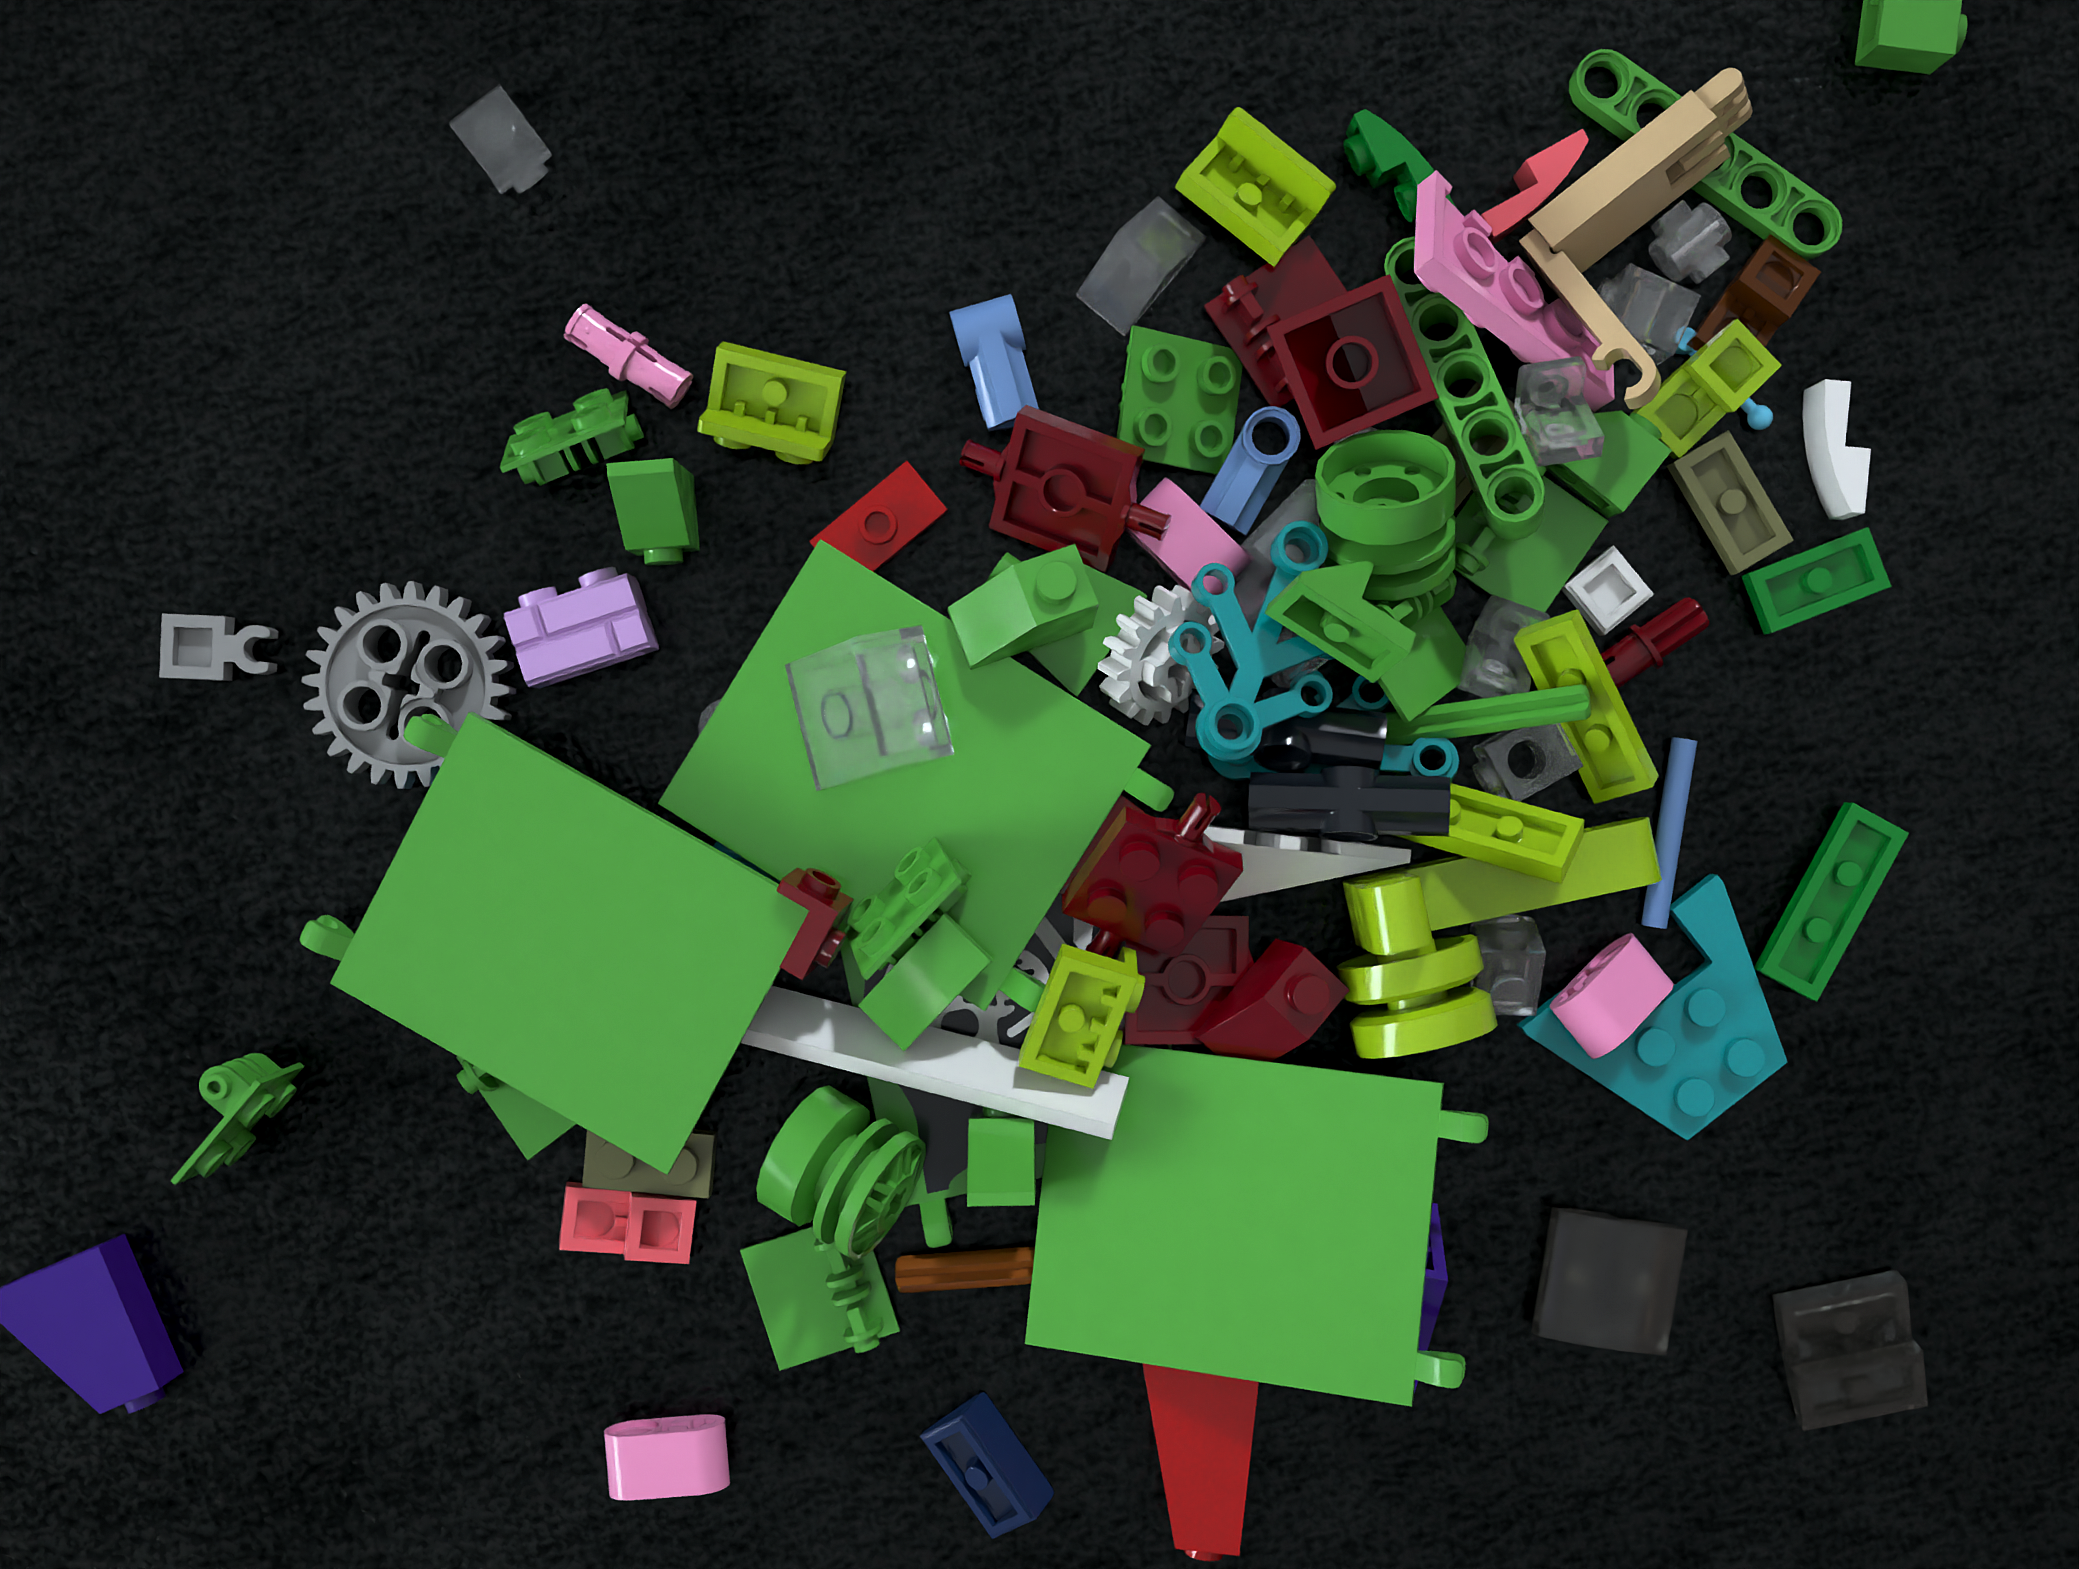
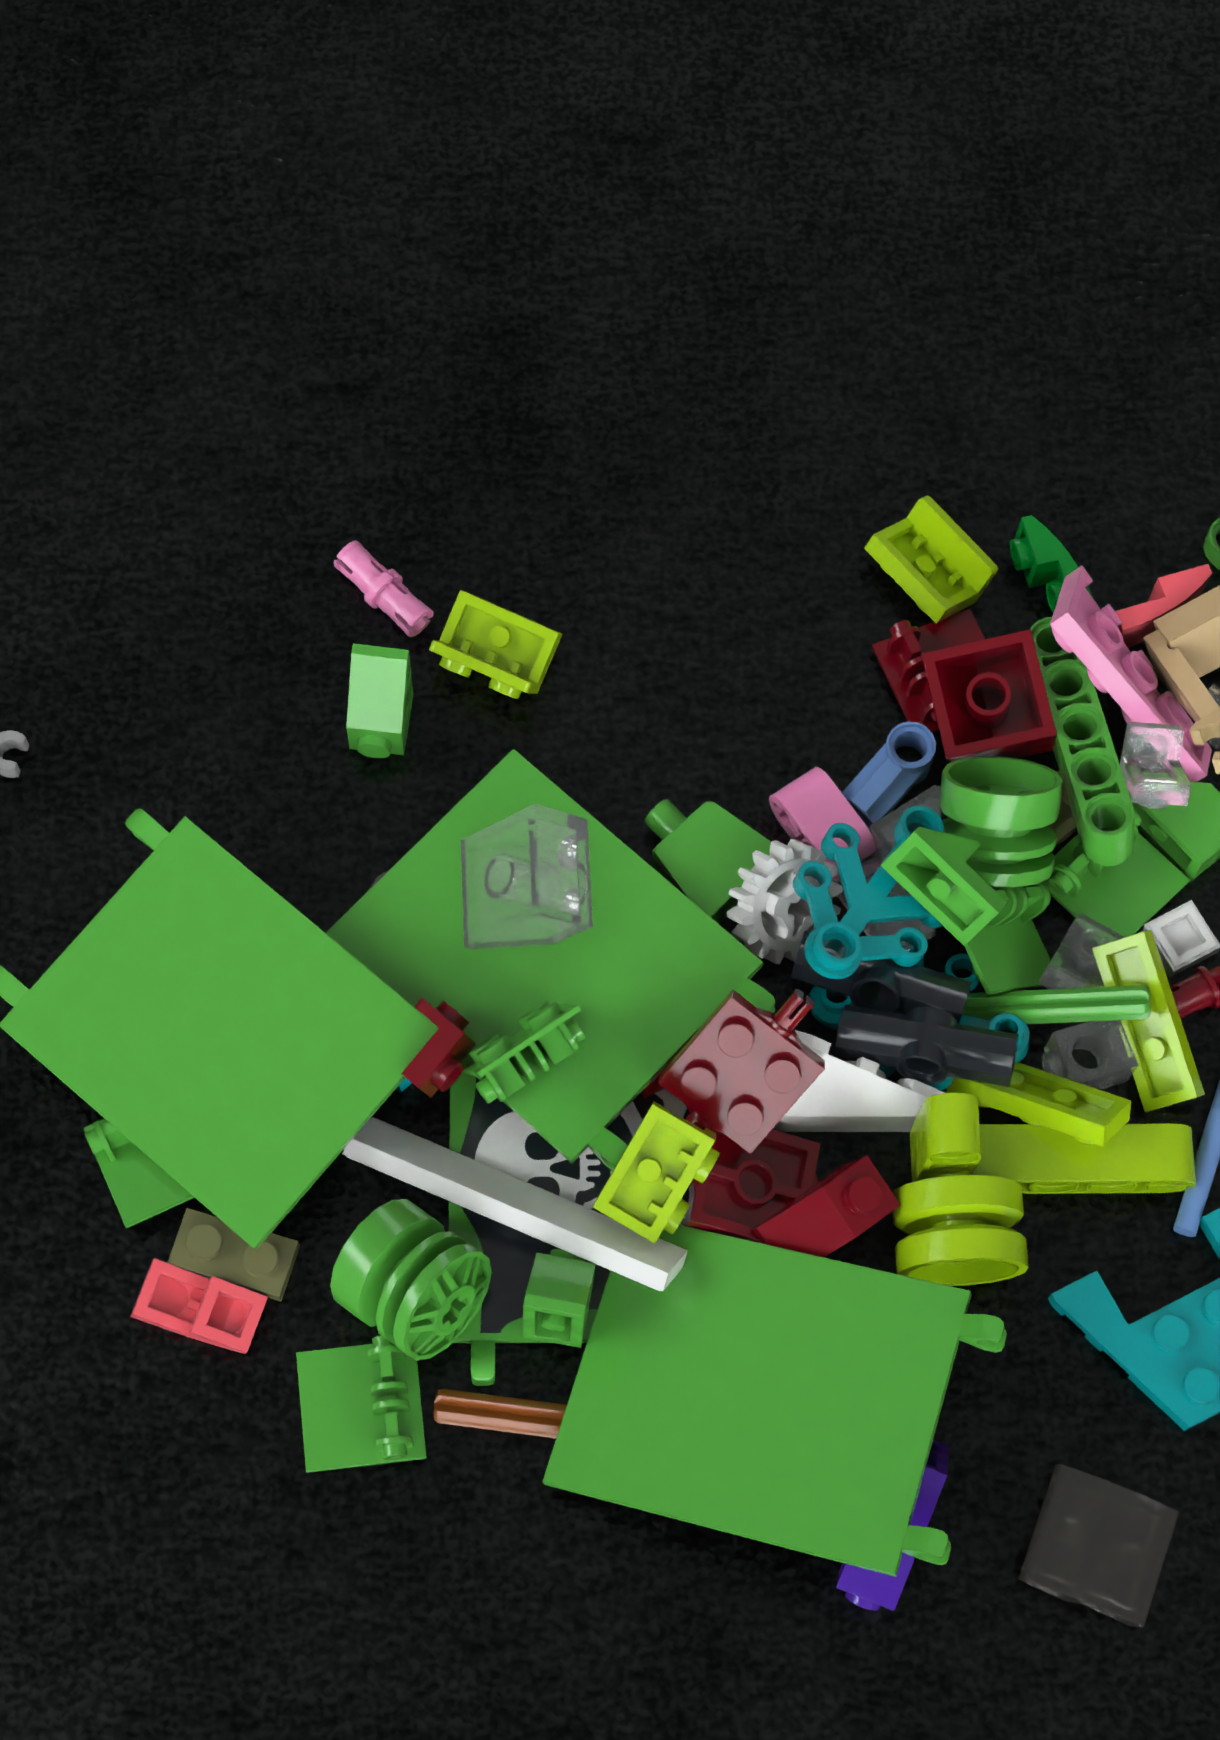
camera: 10 degrees right, 20 degrees down
(355, 666) = (88, 785): light grey gear -> none
(502, 141) = (321, 409): clear bracket -> none
(539, 439) = (294, 629): bright green hinge -> none
(581, 628) = (289, 789): lavender brick -> none
(667, 1457) = (182, 1528): bright pink beam -> none
(885, 519) = (576, 754): red plate -> none
(925, 981) = (523, 1121): bright green slope -> none
(989, 1466) = (480, 1607): dark blue slope -> none
(993, 348) = (689, 642): medium blue piece -> none
(1025, 607) = (678, 827): bright green slope -> none
(1065, 487) = (729, 753): dark red plate -> none
(1139, 264) = (822, 603): clear slope -> none
(1179, 399) = (835, 711): bright green hinge -> none
(1204, 1455) = (690, 1615): red slope -> none
(1511, 962) = (1051, 1234): clear bracket -> none
(1611, 996) = (1136, 1275): bright pink beam -> none

